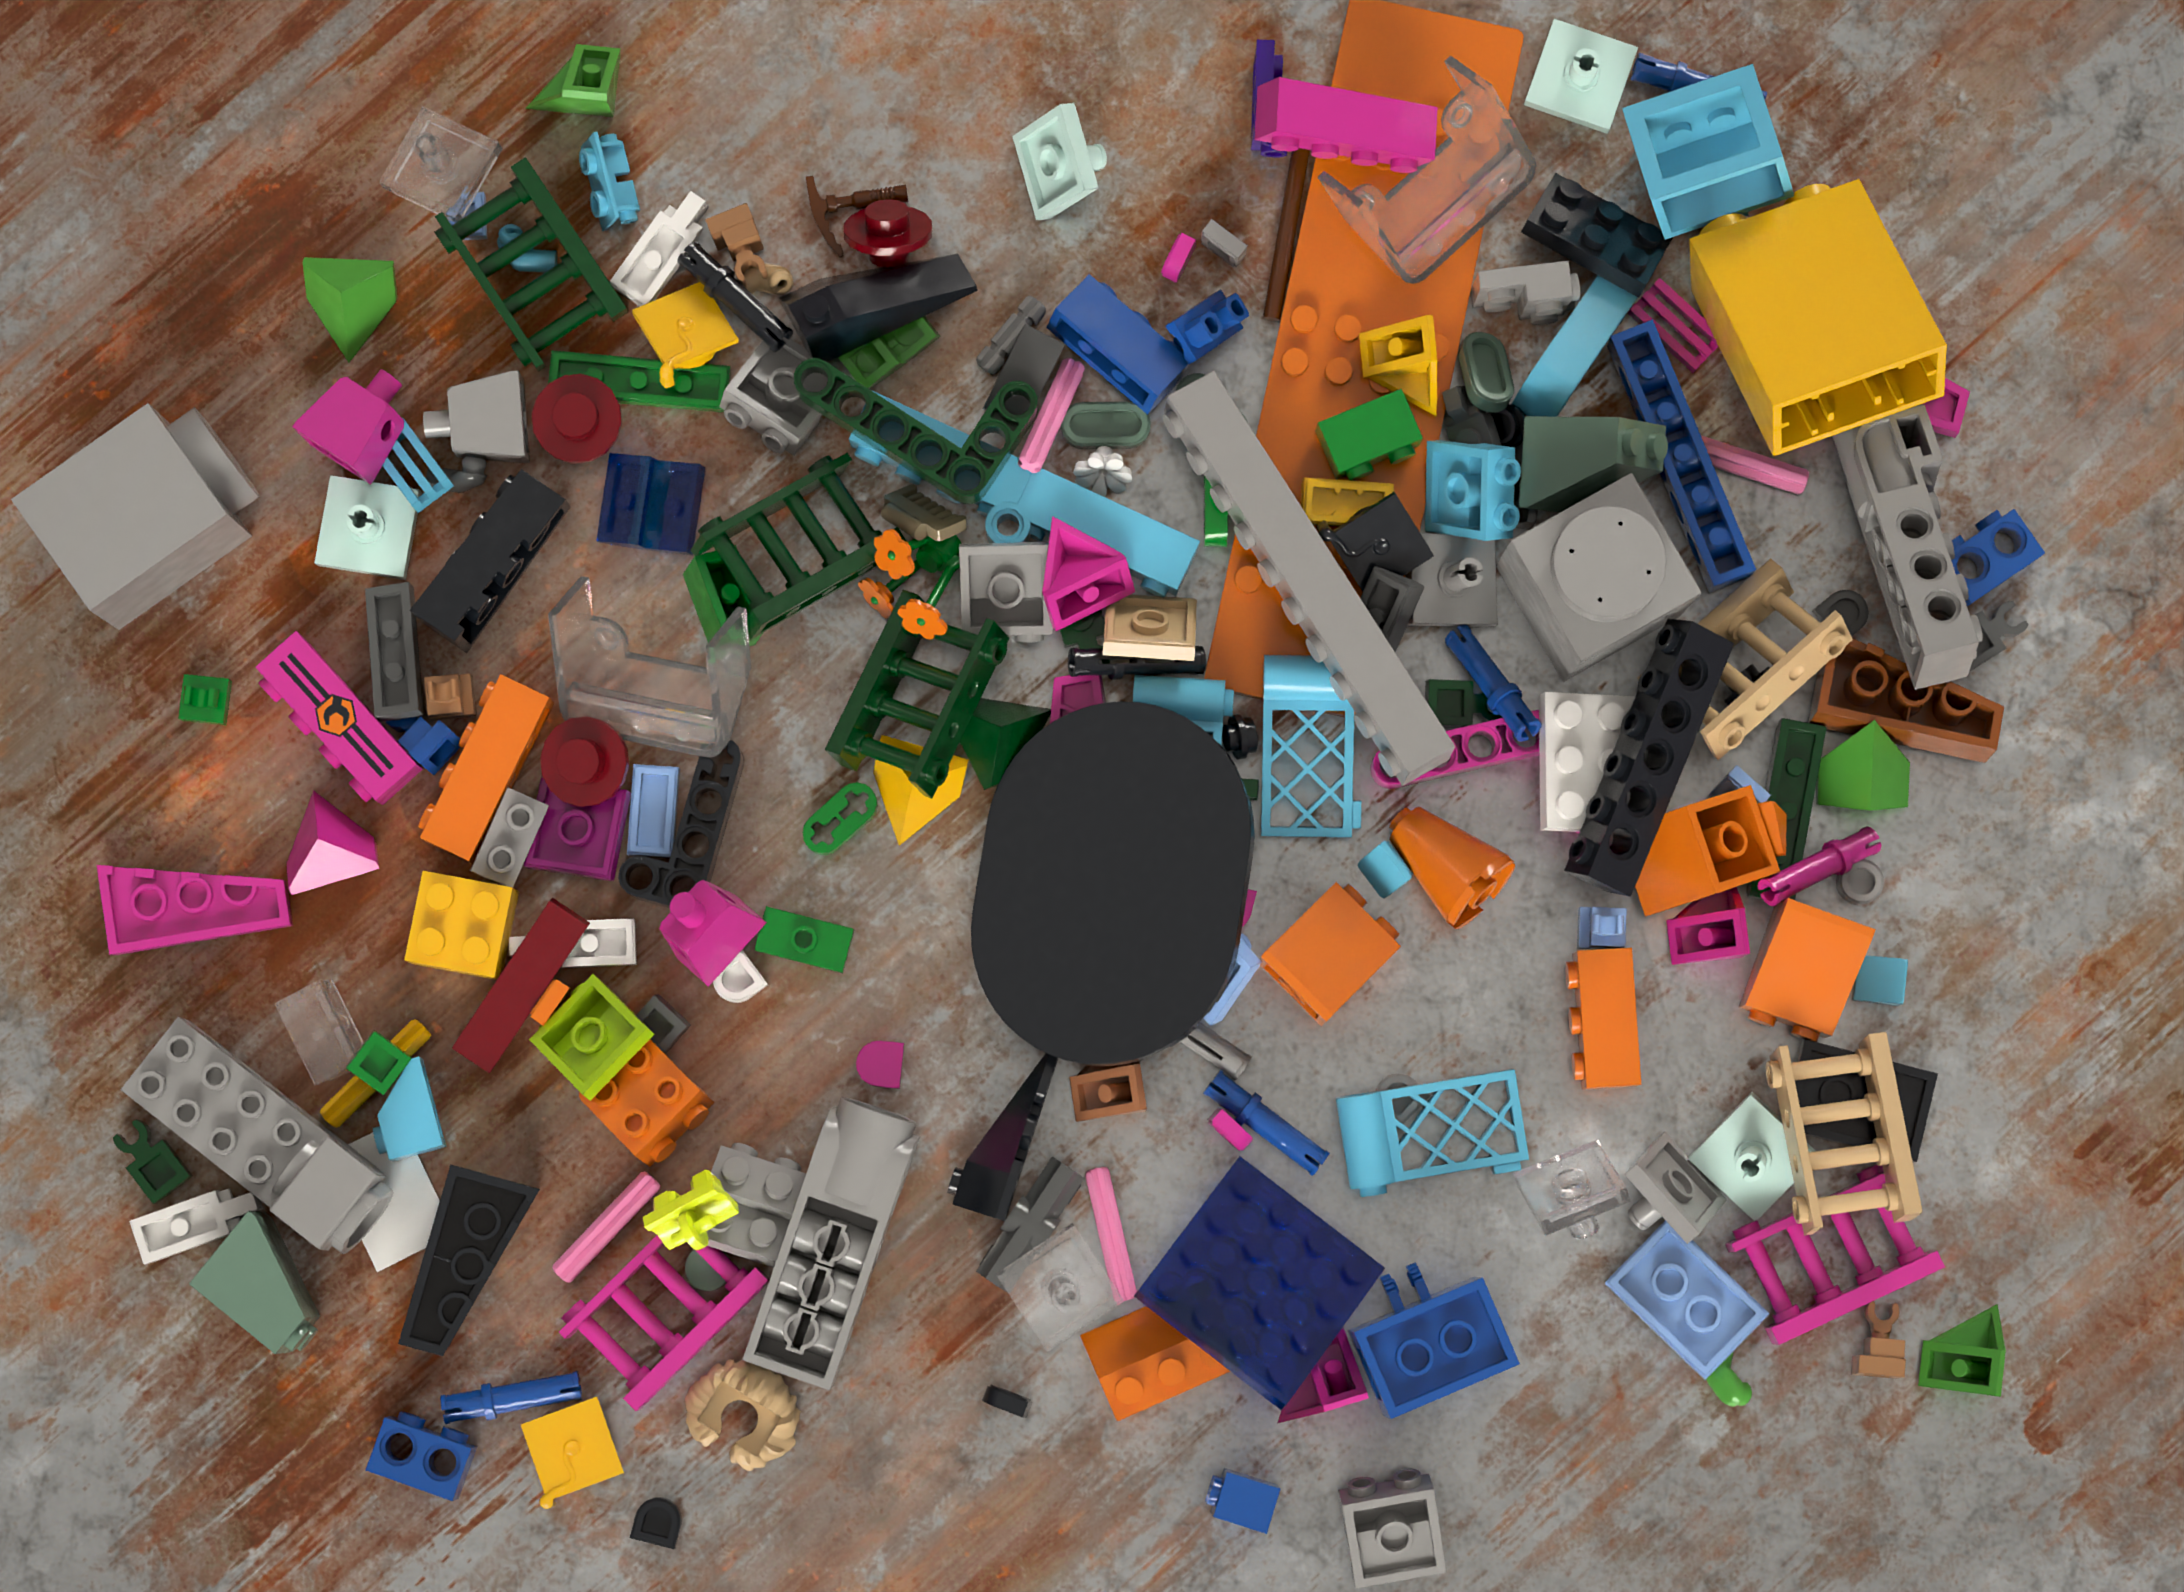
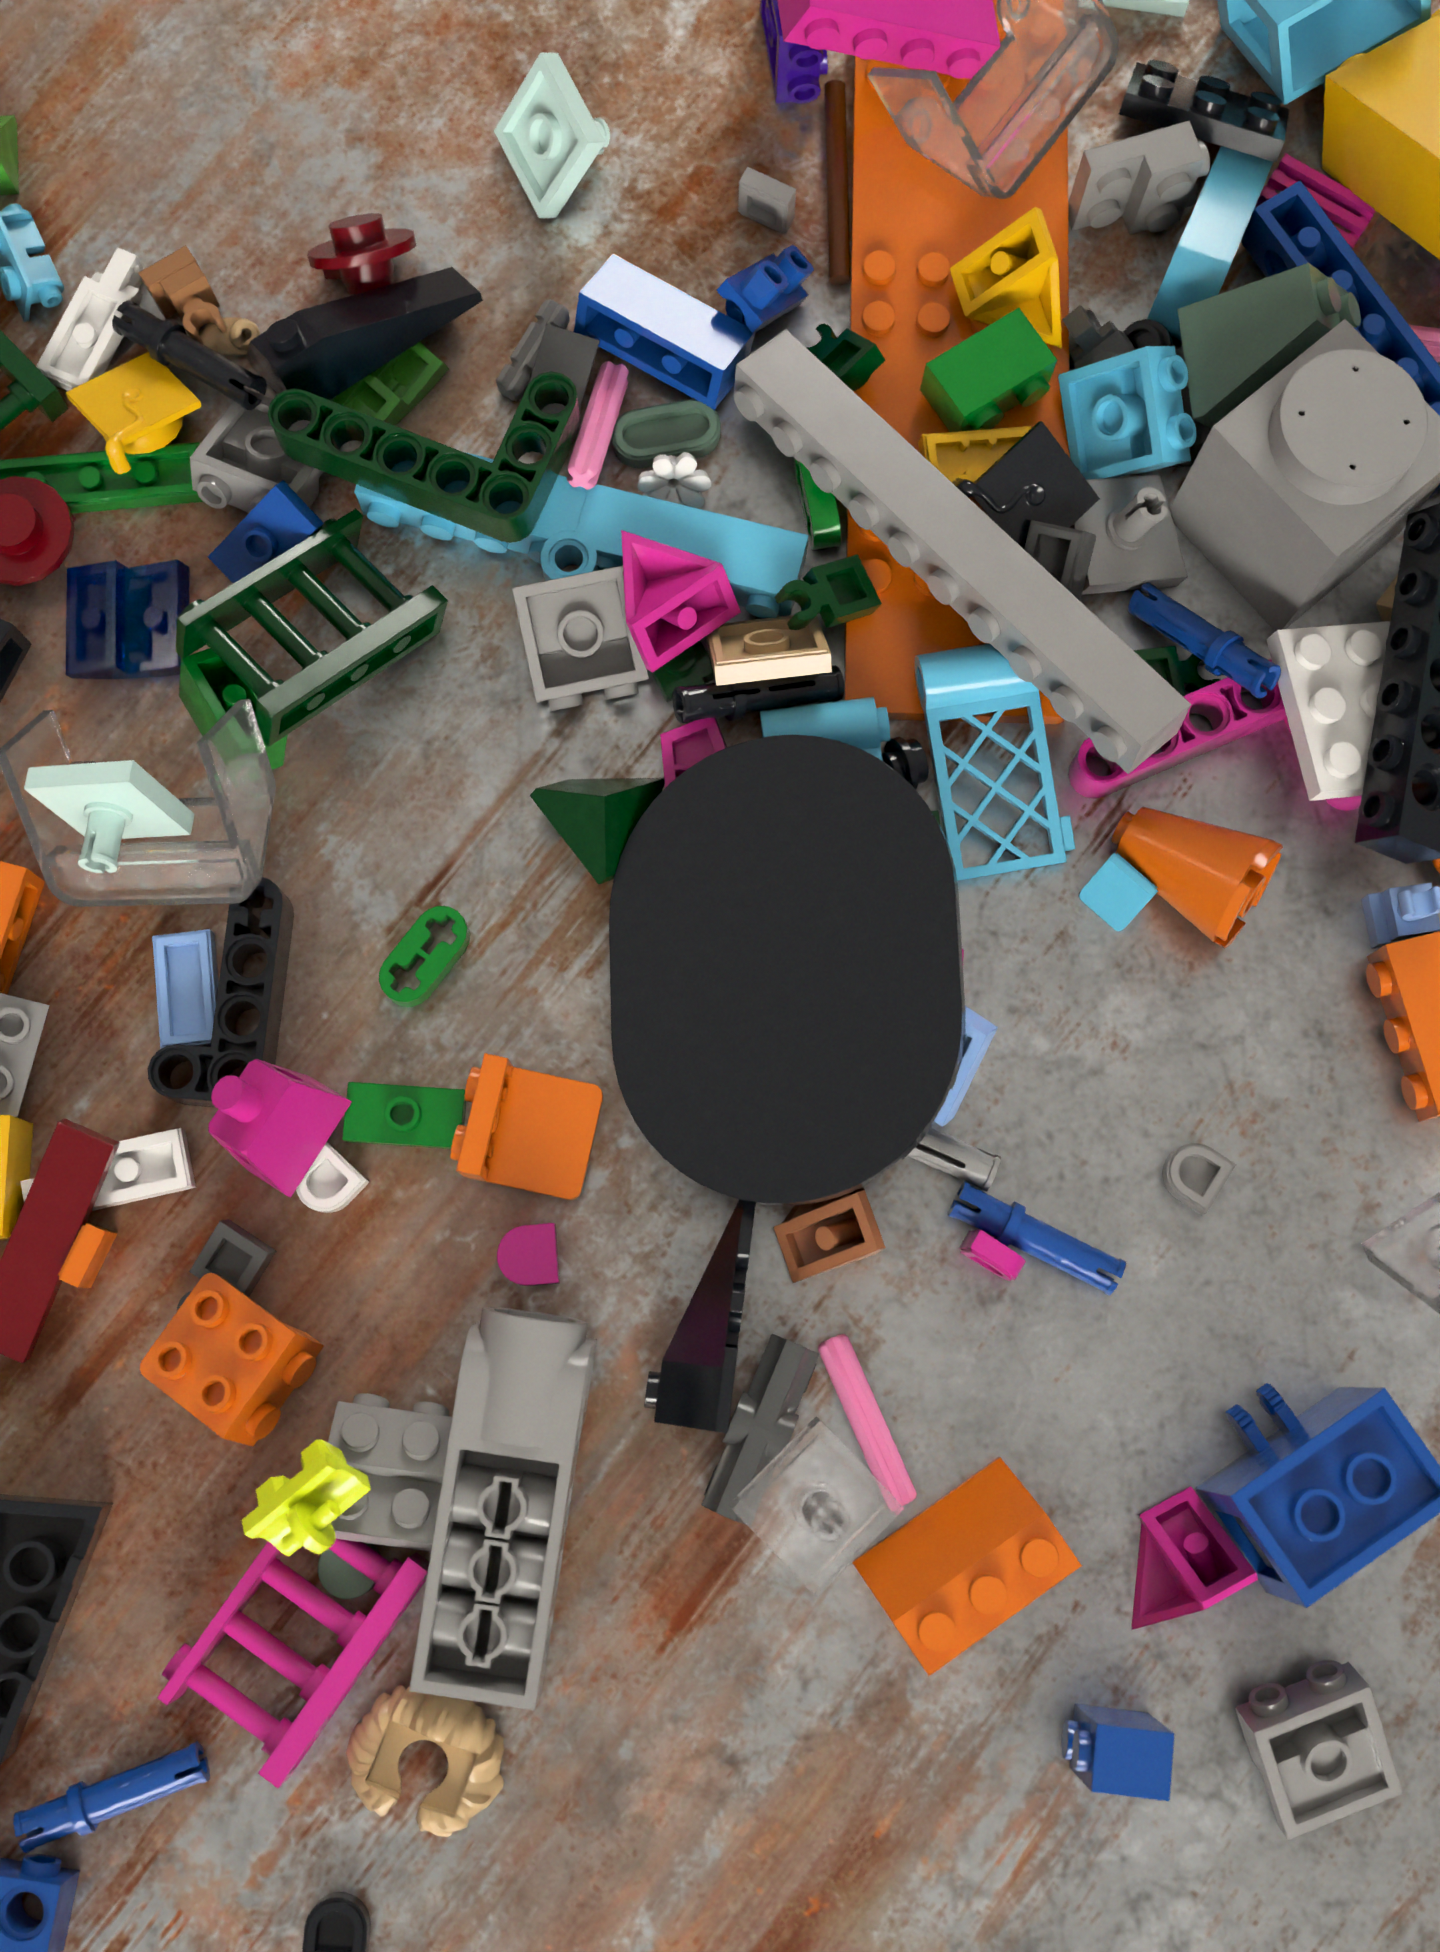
camera: 10 degrees left, 5 degrees down
(571, 1450) = (202, 1856): yellow hat -> none
(579, 838) = (94, 1029): magenta plate -> none
(584, 761) = (85, 940): dark red piece -> none
(591, 1036) = (143, 1291): lime plate -> none
(606, 1227) = (205, 1538): bright pink axle -> none
(622, 665) = (108, 805): none -> light aqua tile
(772, 464) = (265, 533): none -> blue plate
(858, 200) = (291, 242): reddish brown piece -> none
(875, 690) = (447, 763): dark green fence -> none
(895, 556) = (486, 612): orange plant -> none
(897, 968) = (527, 1129): none -> orange bracket
(904, 802) = (512, 894): yellow slope -> none
(920, 515) = (460, 568): dark tan piece -> none
(1007, 1401) = (774, 1672): black tile -> none
(1178, 257) = (716, 223): dark pink tile -> none
(1211, 591) = (834, 590): none -> dark green plate
(1255, 395) = (847, 356): none -> dark green plate
(1259, 1282) = (1077, 1453): clear blue plate -> none
(1330, 952) = (1074, 1008): orange slope -> none
(1373, 1142) = (1184, 1246): medium azure piece -> none
(1486, 372) = (1109, 288): sand green tile -> none

